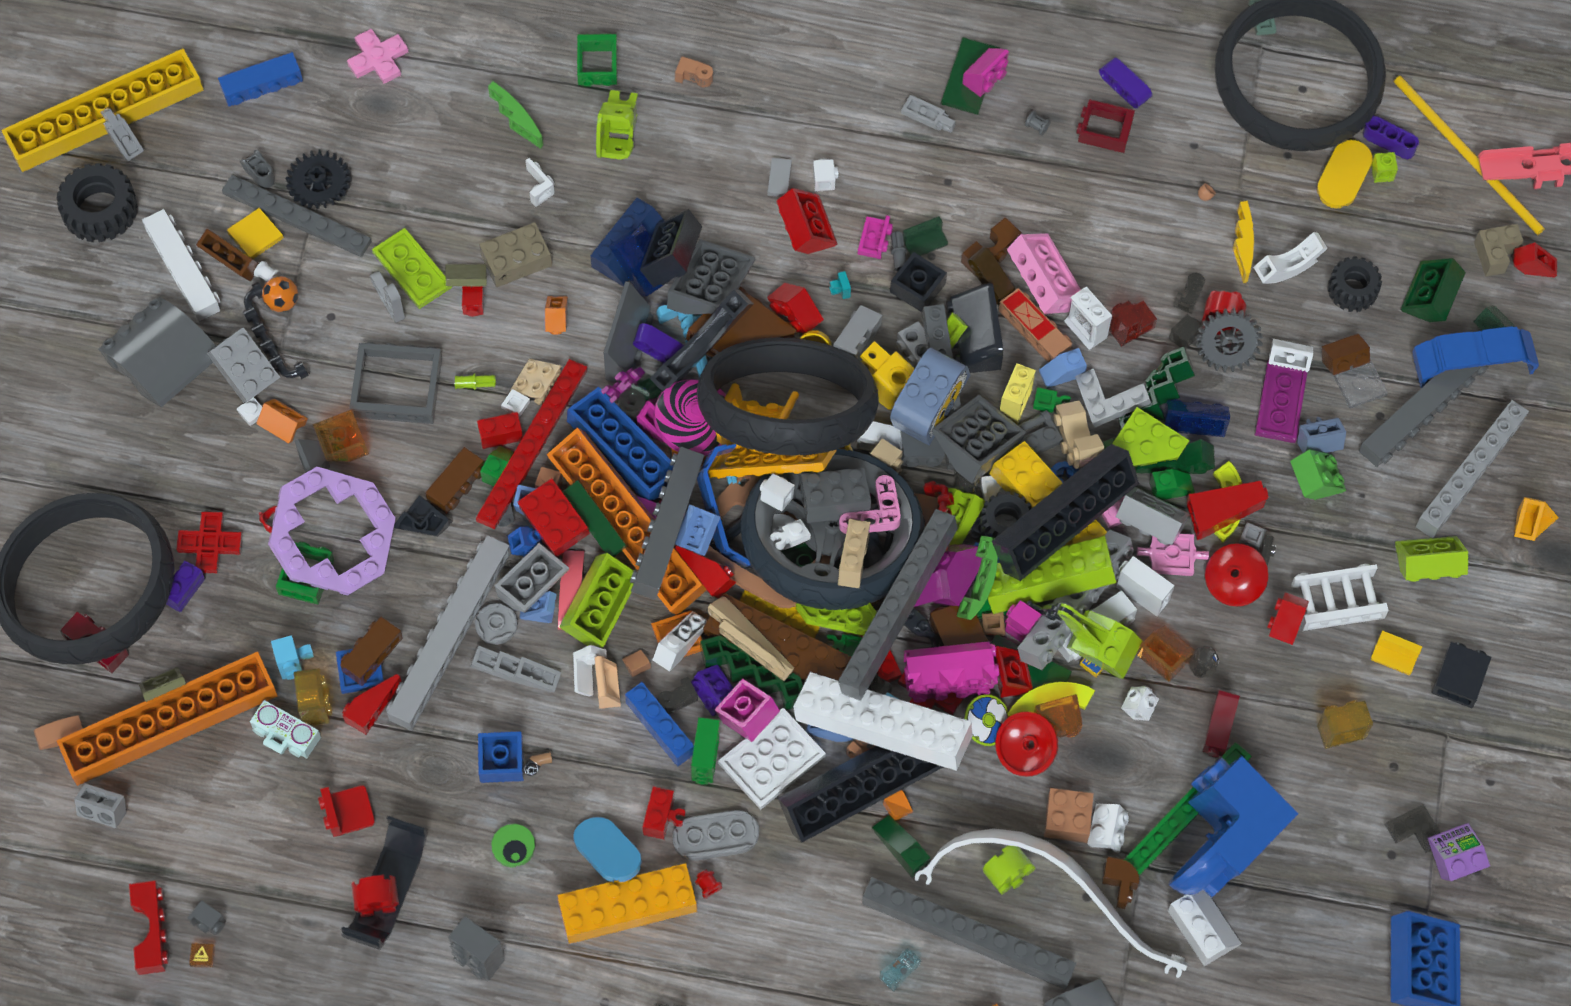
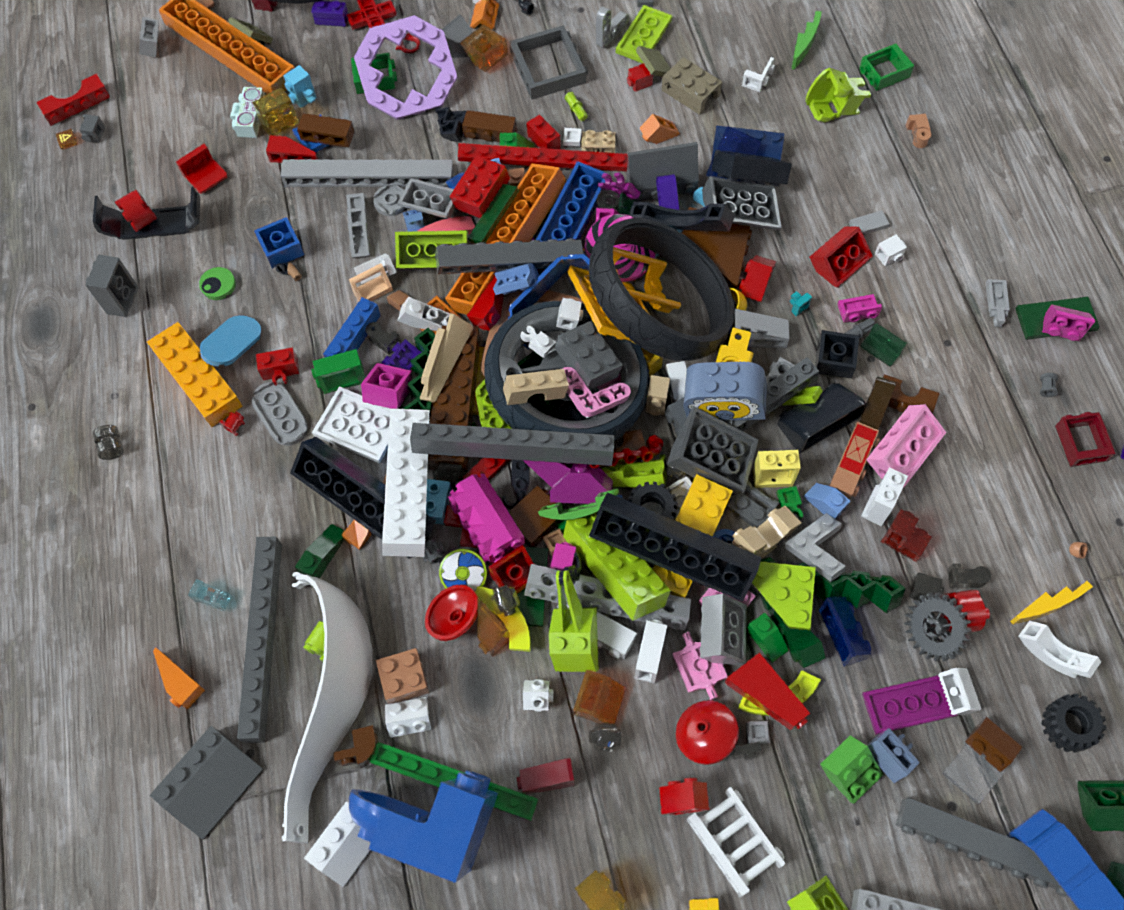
camera: 70 degrees right, 0 degrees up
(1040, 688) = (505, 600): none -> clear smoke head

